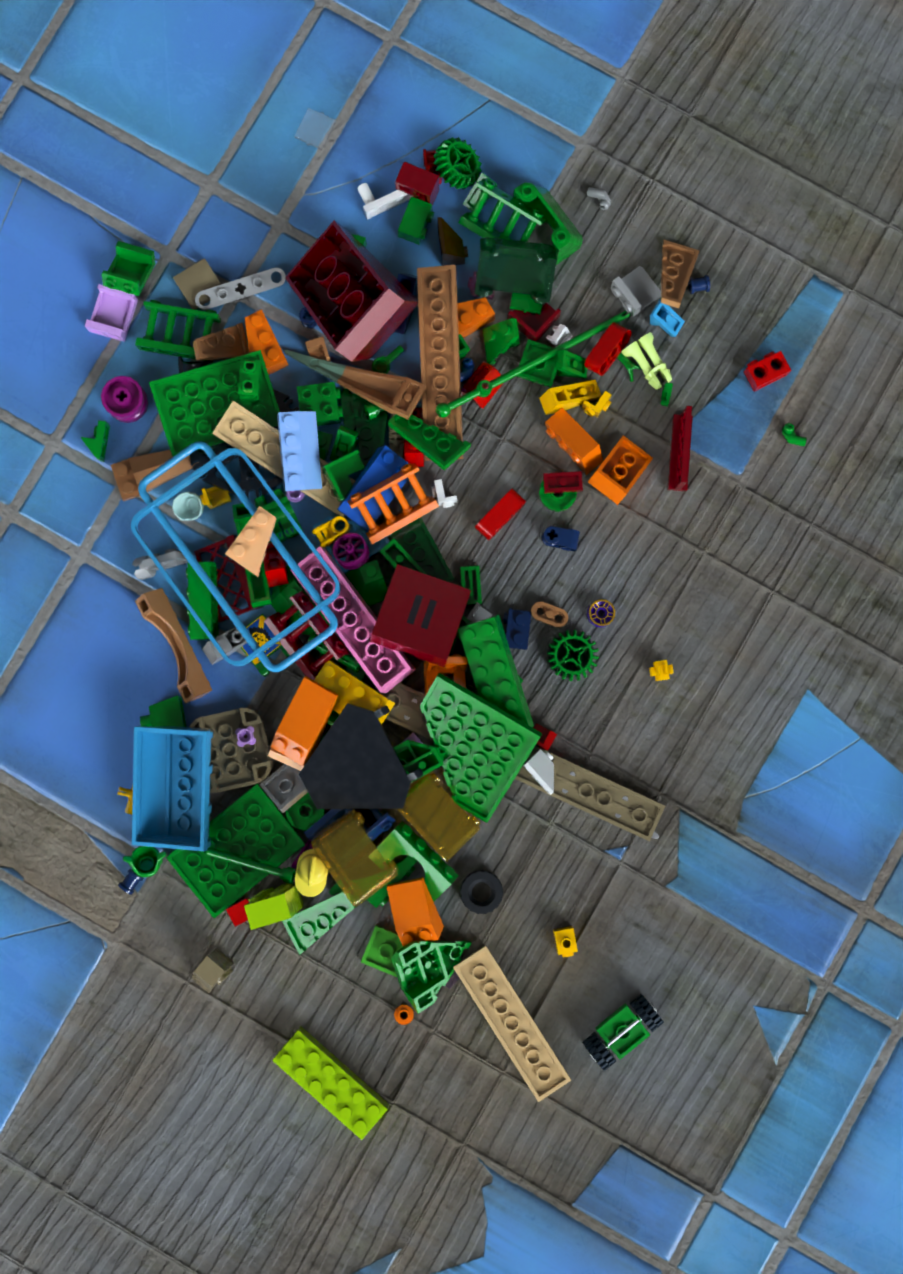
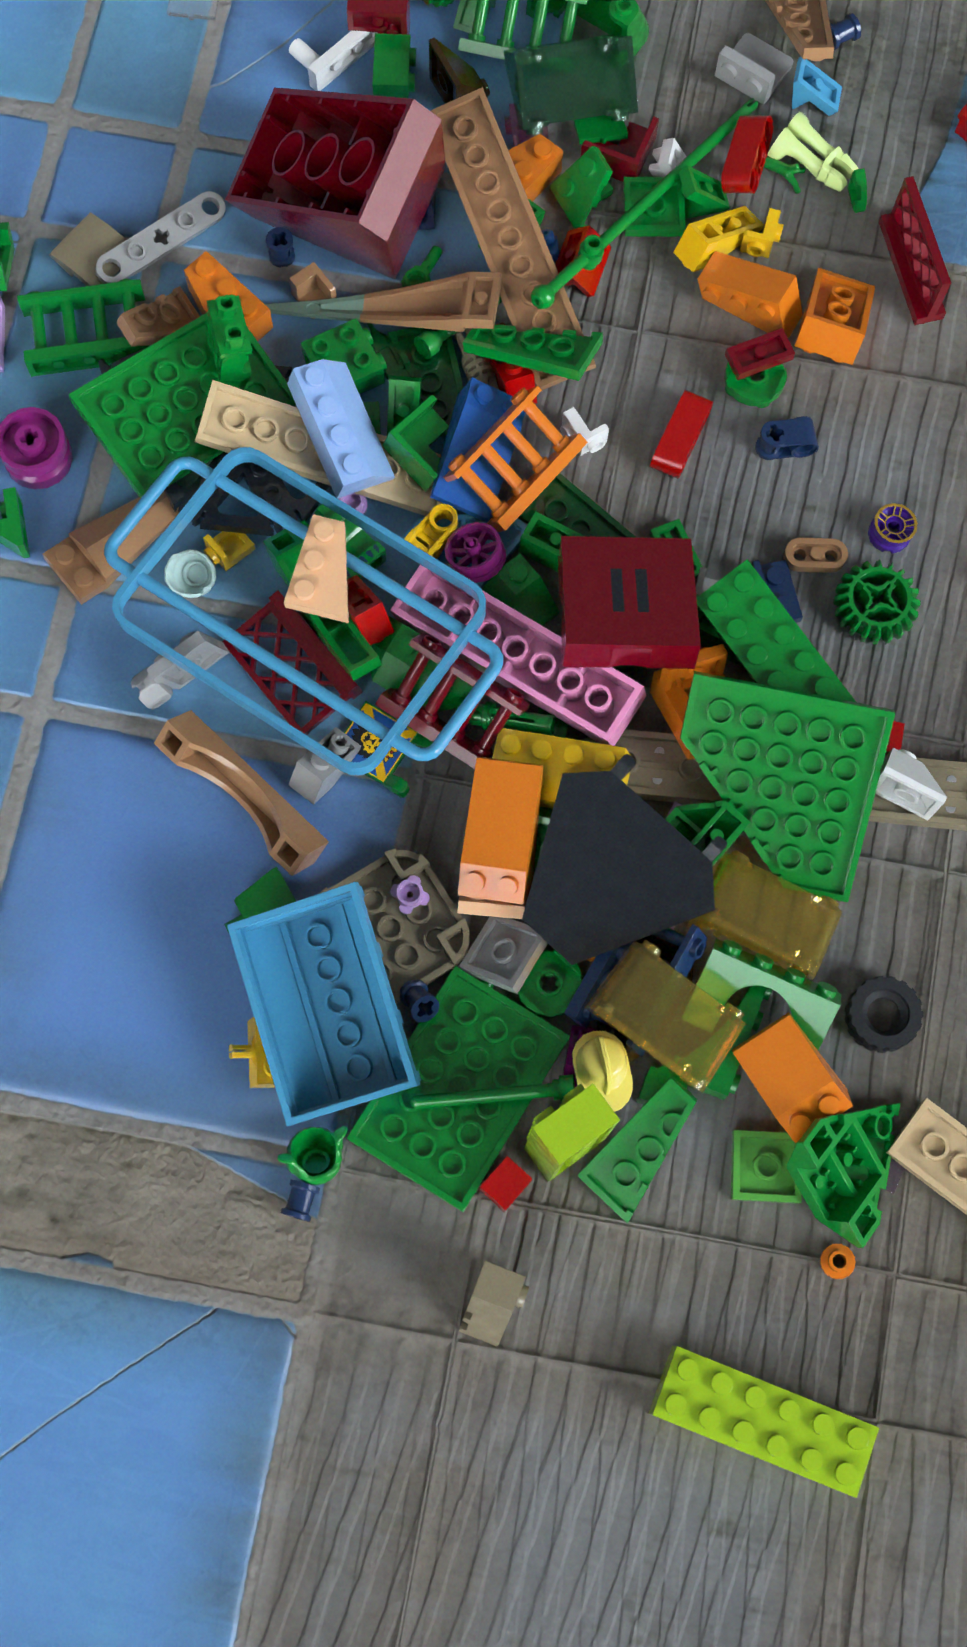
camera: 25 degrees left, 10 degrees down
(202, 602) = (259, 683): green brick -> none
(229, 799) = (421, 1003): none -> dark blue bush

